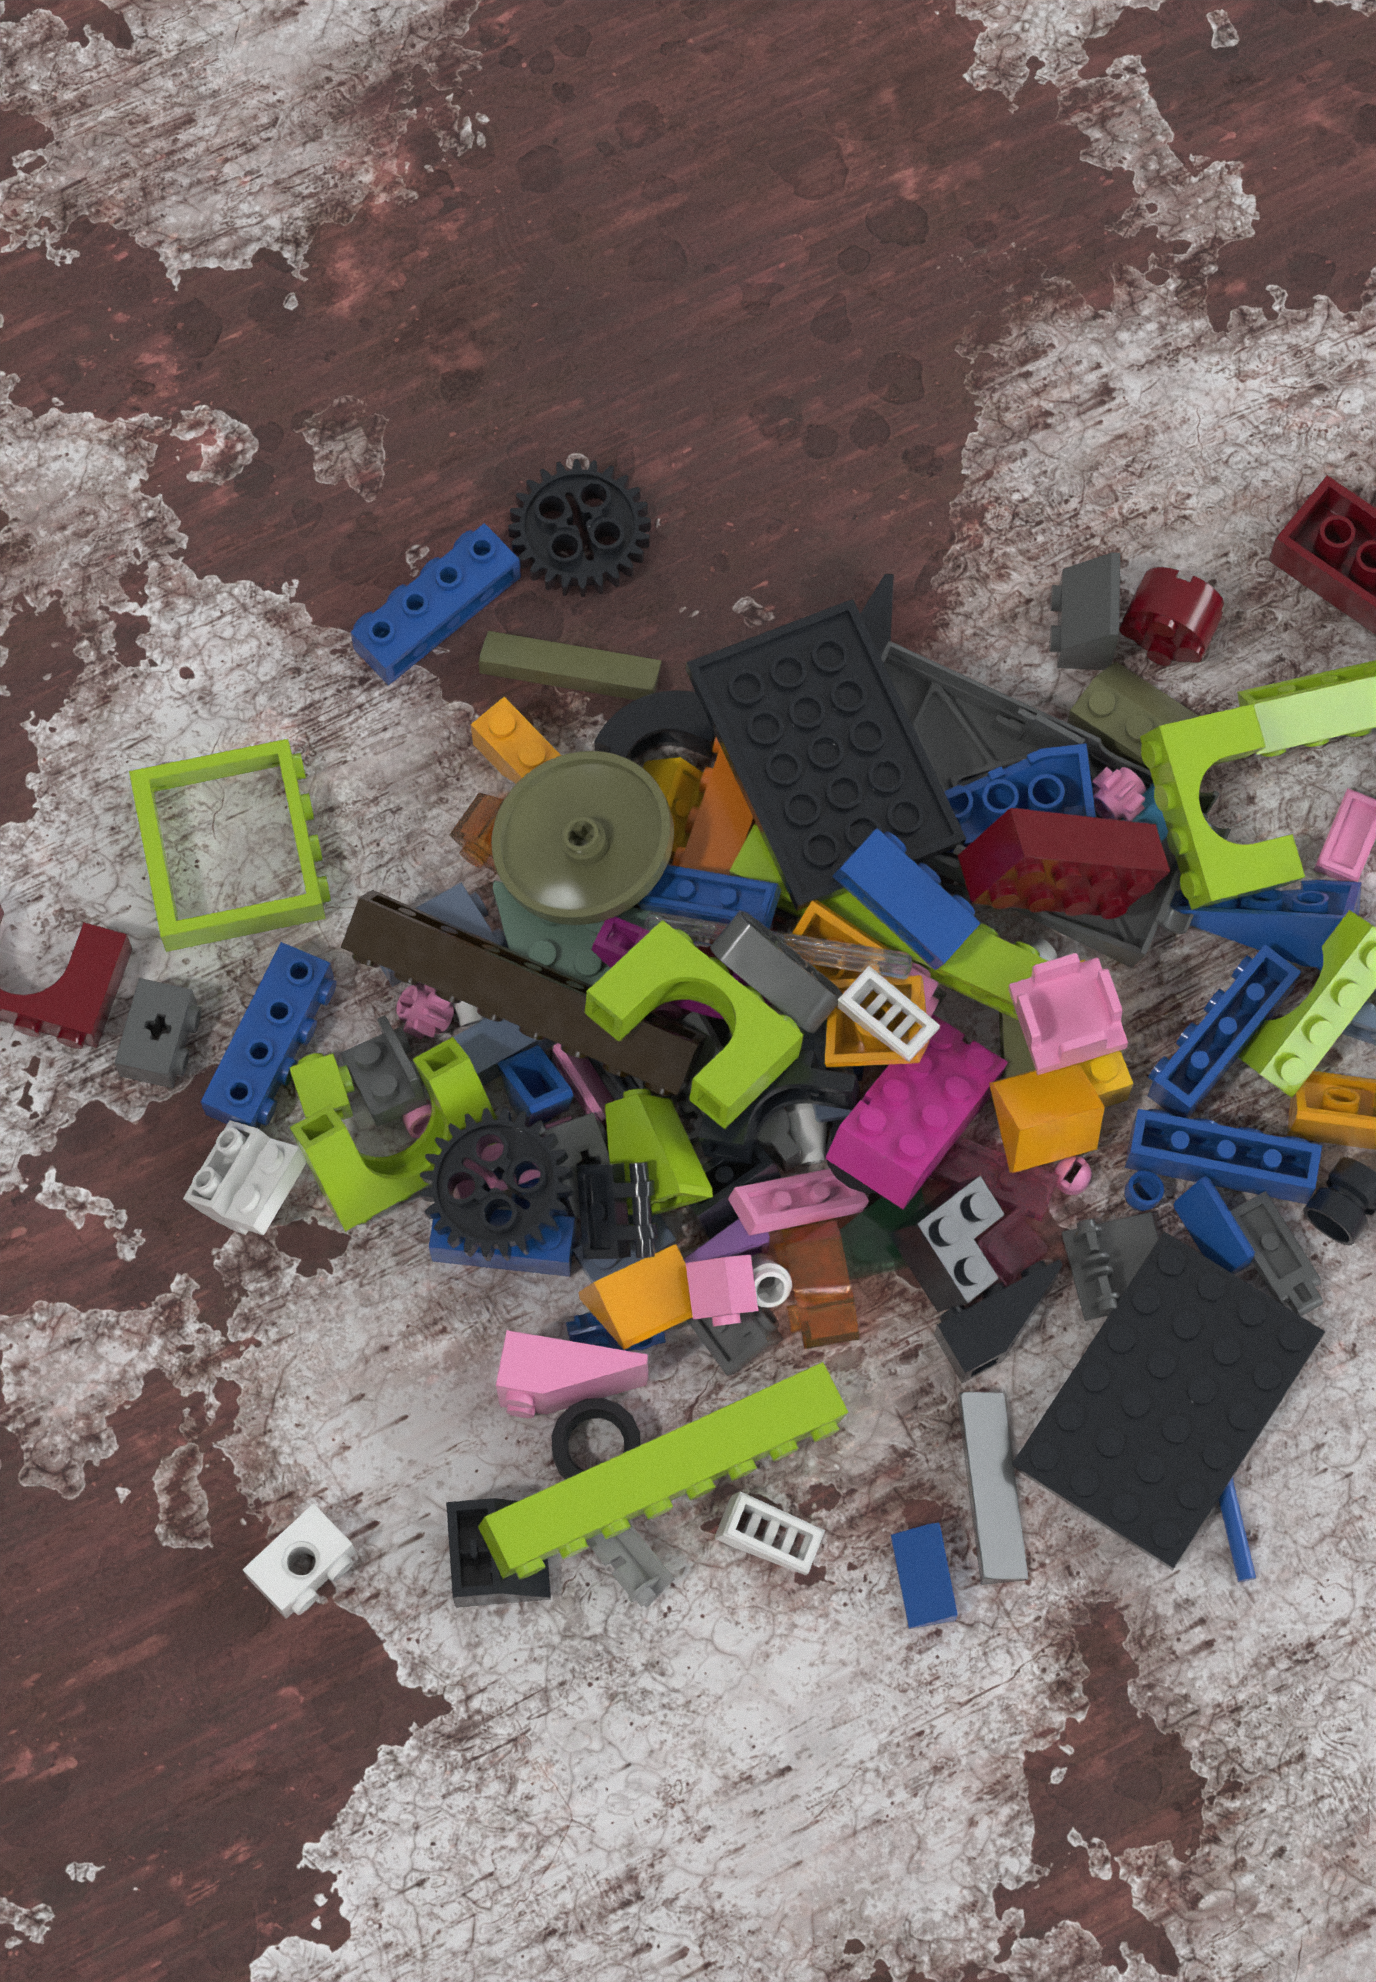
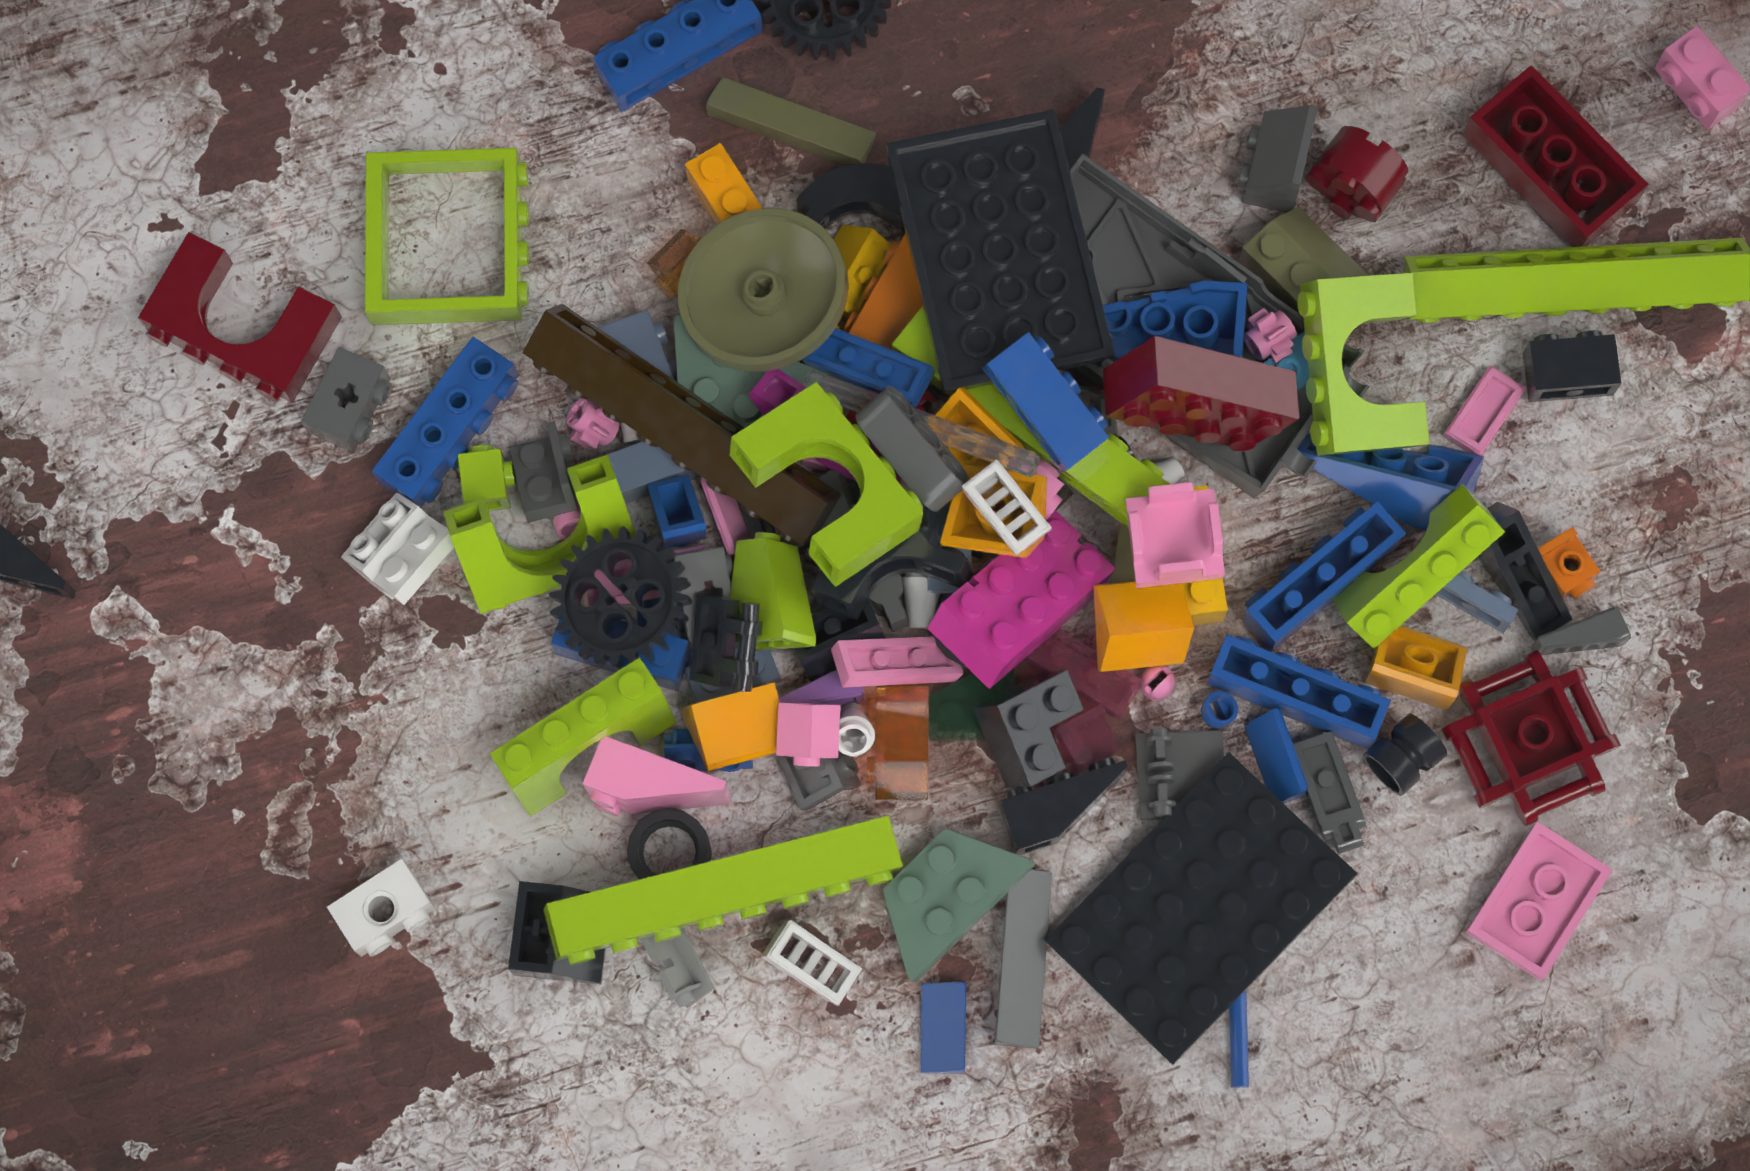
camera: 15 degrees right, 5 degrees up
(437, 1371) = (619, 703): none -> lime arch
(900, 1434) = (947, 894): none -> sand green wing

